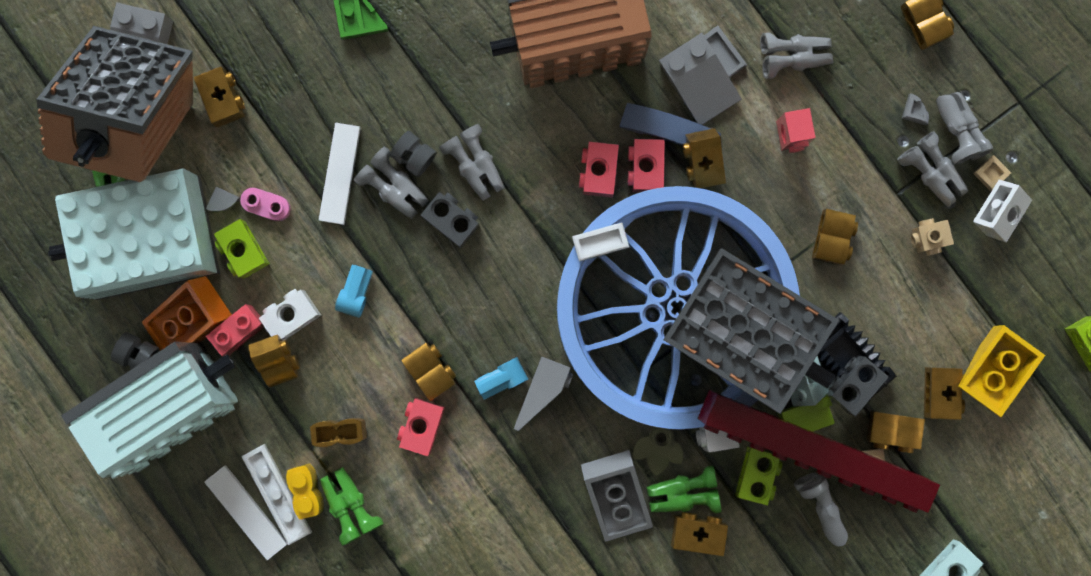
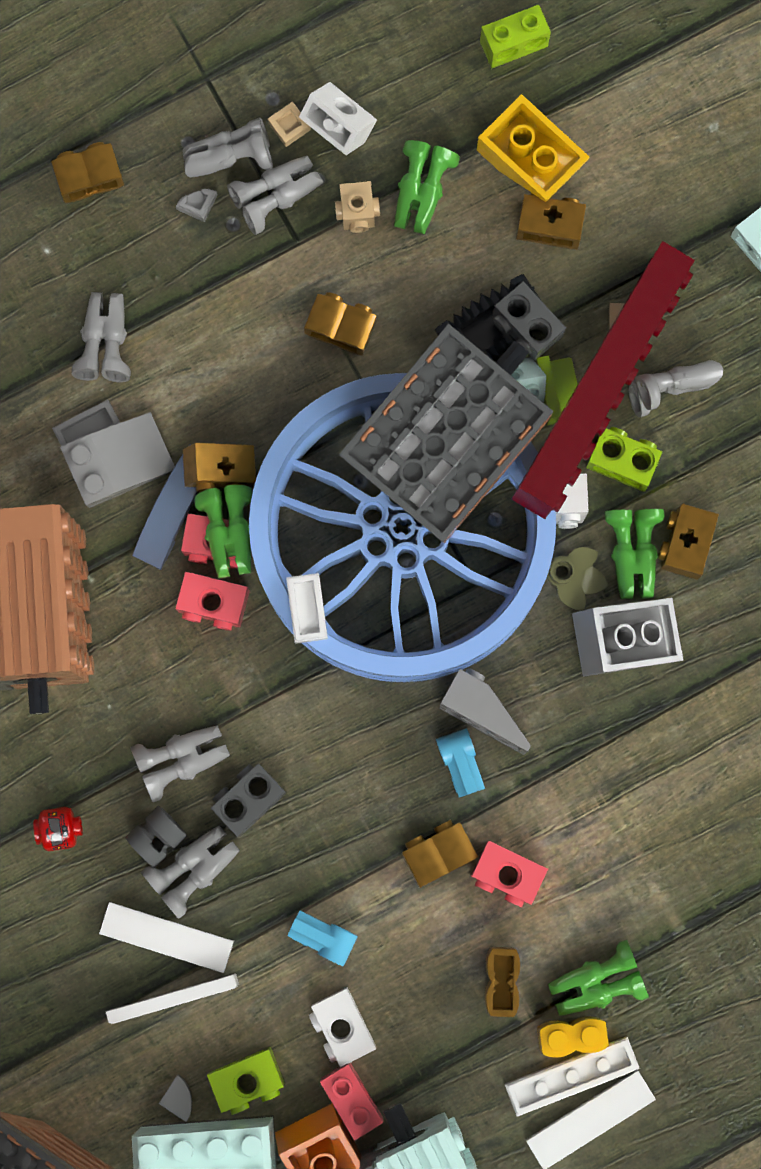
camera: 80 degrees left, 5 degrees down
(210, 86) = (25, 1095): pearl gold brick -> none
(264, 204) = (192, 1042): bright pink plate -> none
(274, 360) = (398, 1053): pearl gold brick -> none
(294, 185) = (172, 999): none -> white tile
(408, 78) = (57, 829): none -> red head
(647, 173) = (229, 540): none -> bright green piece
(795, 130) = (201, 350): coral brick -> none
(895, 430) = (590, 284): pearl gold brick -> none
(948, 285) = (418, 195): none -> bright green piece

